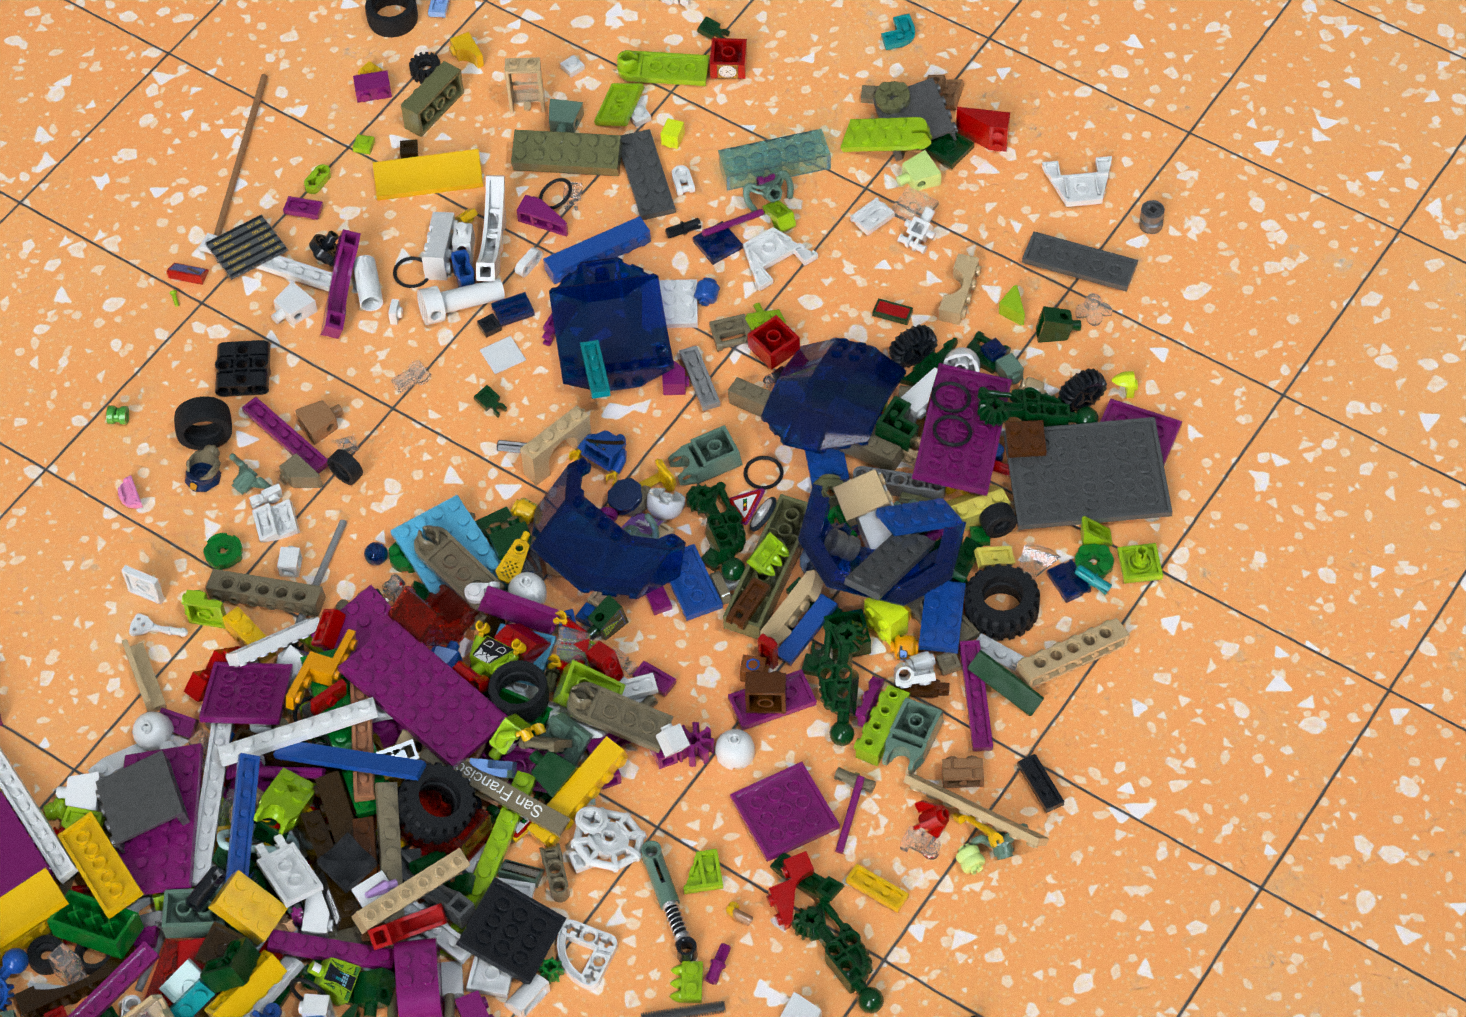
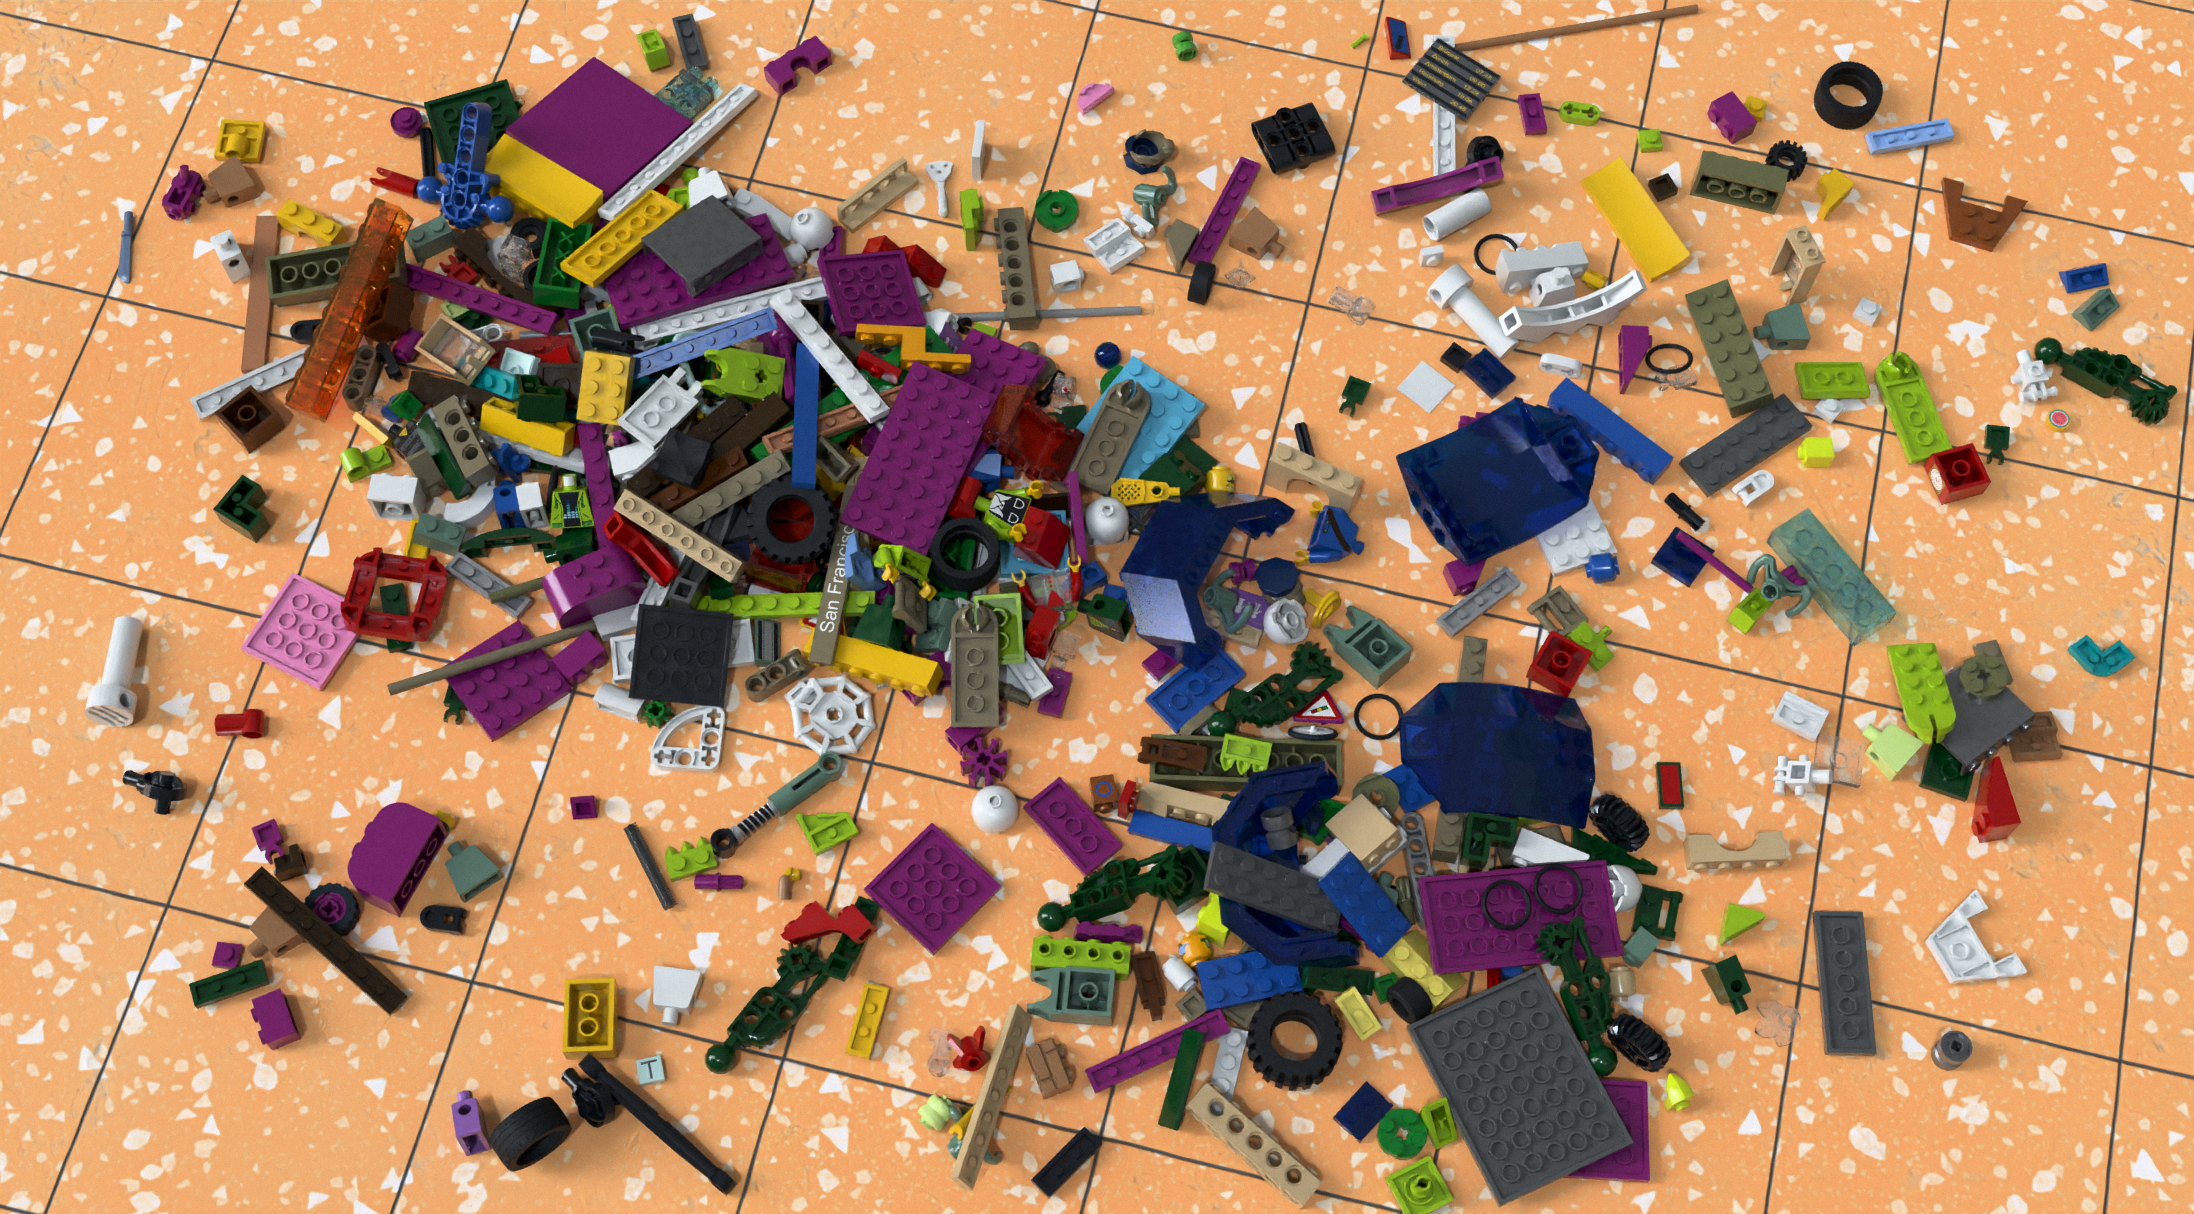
camera: 65 degrees right, 10 degrees up
(201, 410) = (1195, 124): black tyre -> none
(244, 629) = (950, 283): yellow arch -> none
(272, 642) = (945, 294): white piece -> none
(293, 305) = (1396, 153): white torso -> none
(328, 629) = (979, 340): red slope -> none
(359, 890) = (671, 498): white sticker -> none
(381, 888) = (672, 506): lavender bar -> none
(425, 861) = (730, 541): dark green cylinder -> none
(462, 268) = (1521, 295): blue brick -> none
(475, 591) = (1086, 468): white plate -> none
(586, 814) = (850, 681): white gear -> none
(595, 369) = (1422, 481): teal plate -> none
(672, 739) = (964, 734): white brick -> none
(765, 692) = (1064, 812): reddish brown brick -> none
(770, 249) = (1694, 615): white wing -> none
(771, 378) = (1509, 678): clear arm -> none
(812, 661) = (1141, 852): dark green plate -> none
(850, 778) = (998, 951): dark tan pin -> none
(850, 814) = (950, 960): magenta bar -> none
(922, 677) = (1147, 964): white plate -> none
(993, 350) = (1657, 919): clear blue plate -> none
(1025, 439) = (1533, 995): reddish brown plate -> none
(1037, 559) = (1377, 1063): clear slope -> none
(1093, 579) = (1371, 1139): teal axle -> none

